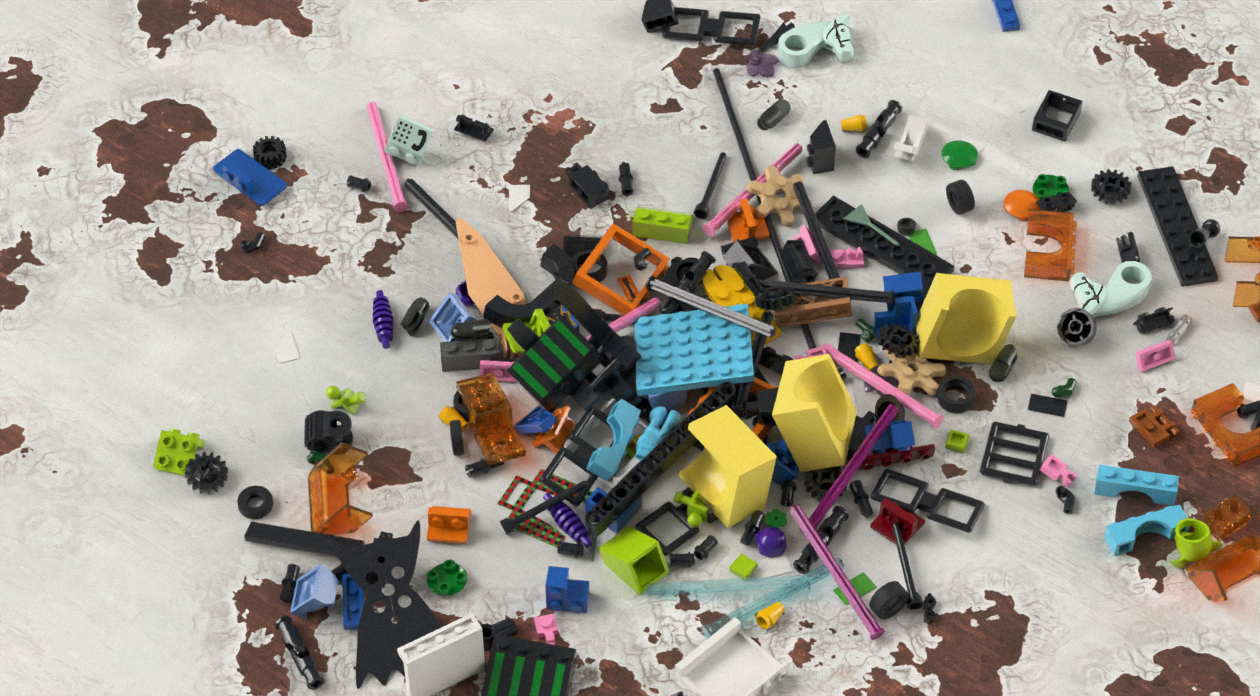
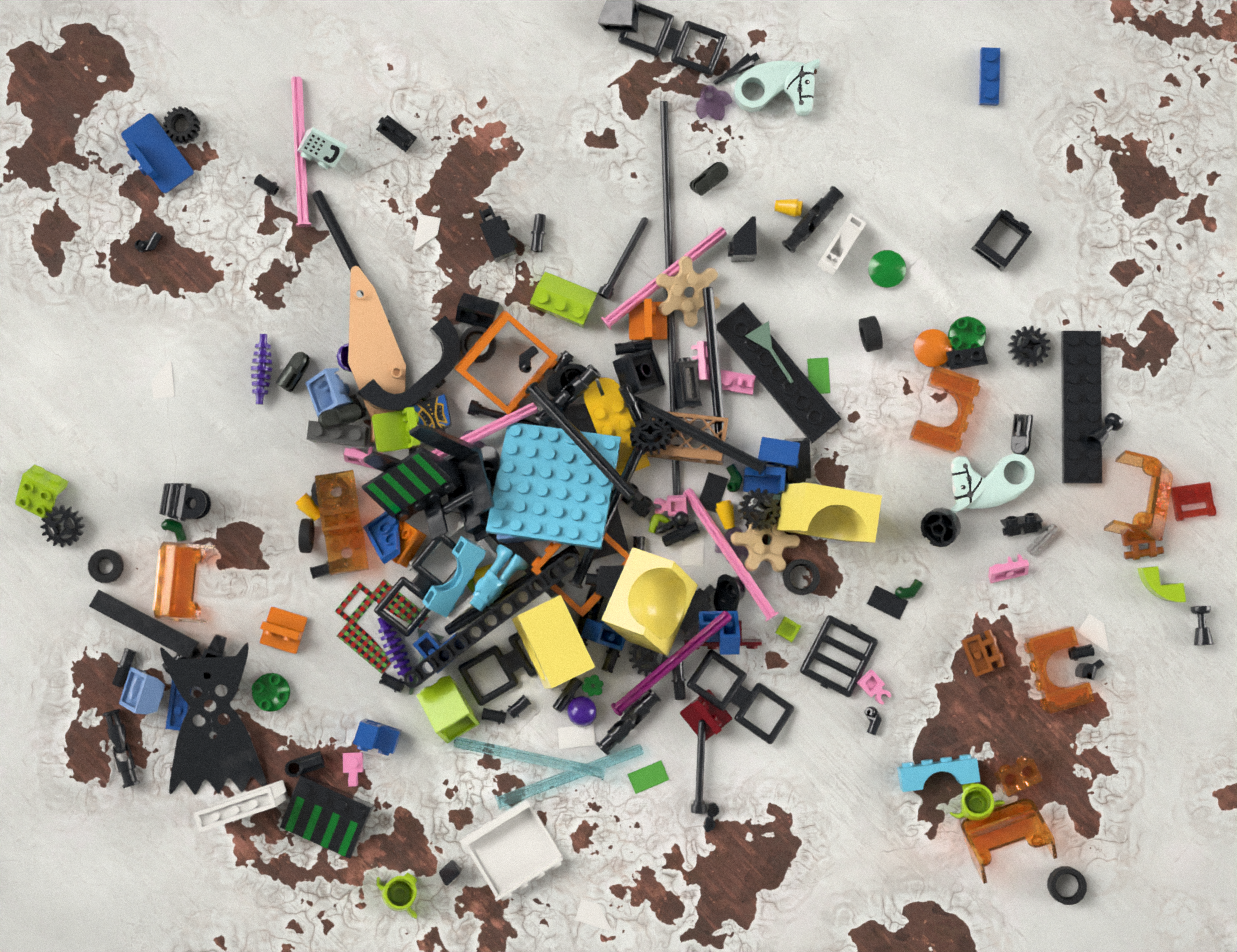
camera: 10 degrees right, 35 degrees up
(346, 398) = (208, 462): lime piece -> none
(510, 524) = (339, 644): black piece -> none
(628, 287) = (512, 374): orange sticker -> none
(695, 511) = (517, 668): lime piece -> none
(743, 566) = (549, 734): lime tile -> none
(768, 616) = (561, 795): yellow cone -> none
(836, 572) = (632, 767): axle -> none
(889, 600) = (673, 809): black tyre -> none
(906, 226) = (808, 352): pearl dark grey tile -> none
(1003, 363) = (854, 554): pearl dark grey arm -> none
(1158, 486) = (943, 722): medium azure arch -> none

